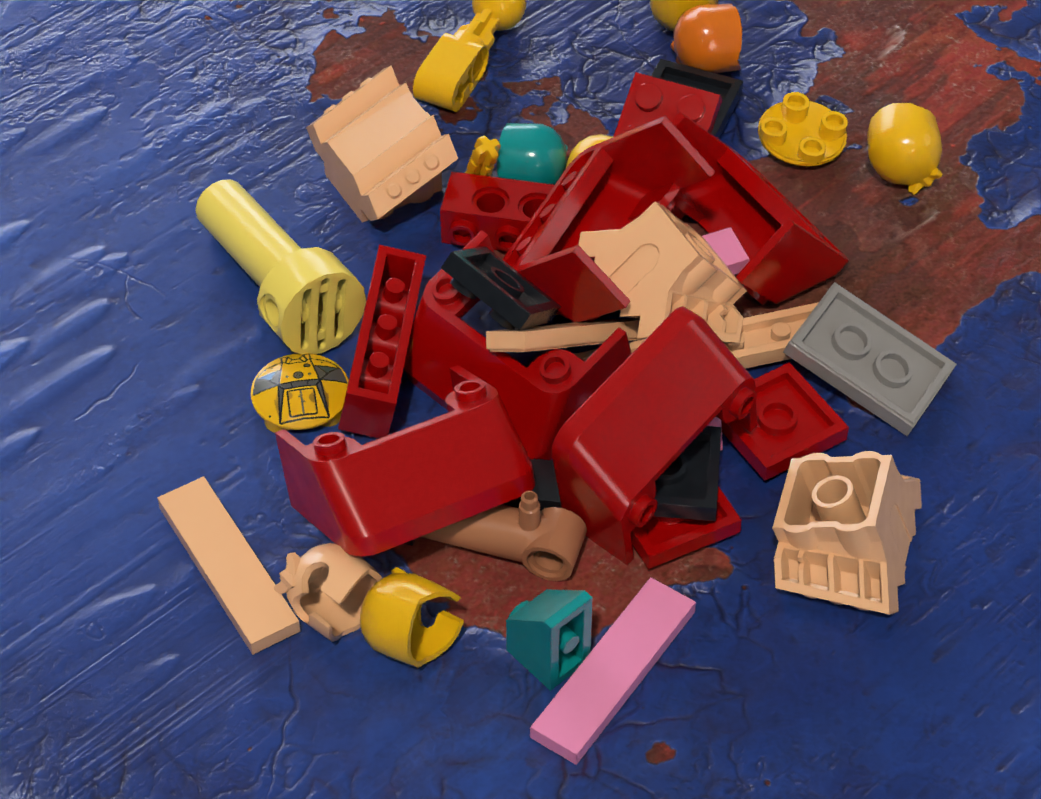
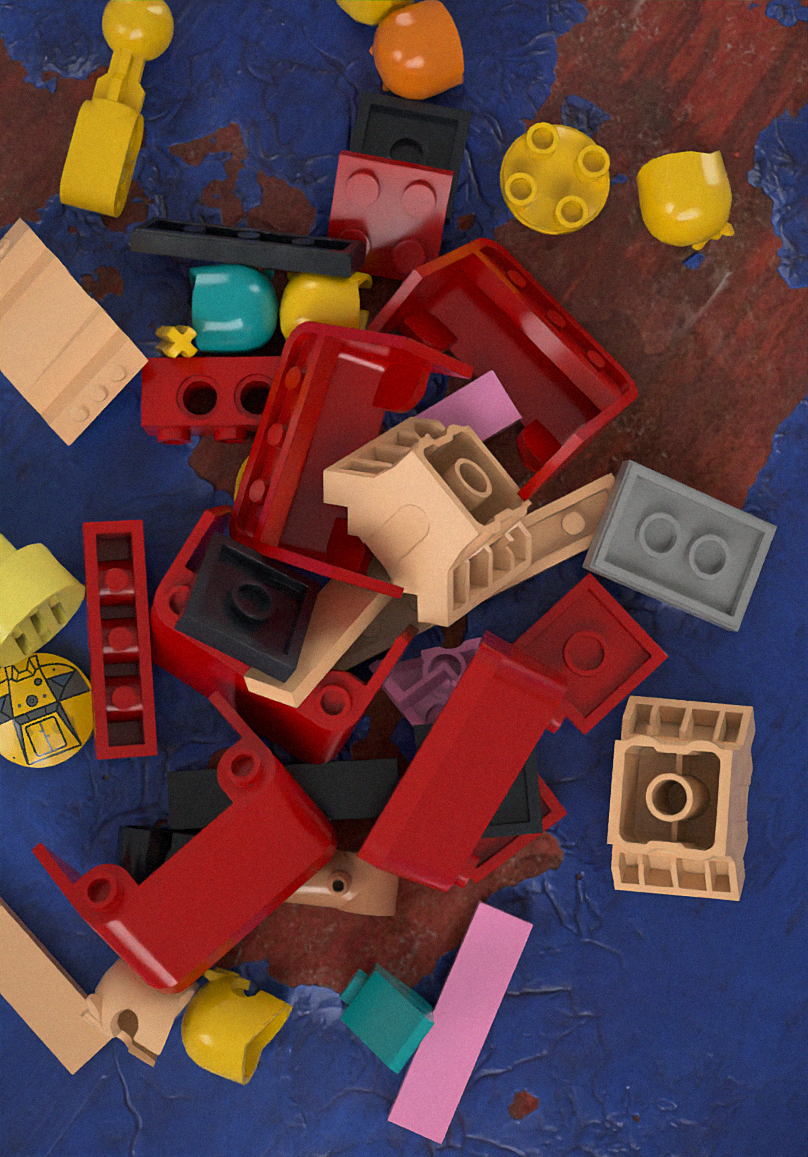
camera: 15 degrees left, 35 degrees up
(568, 124) = (249, 246): none -> black tile

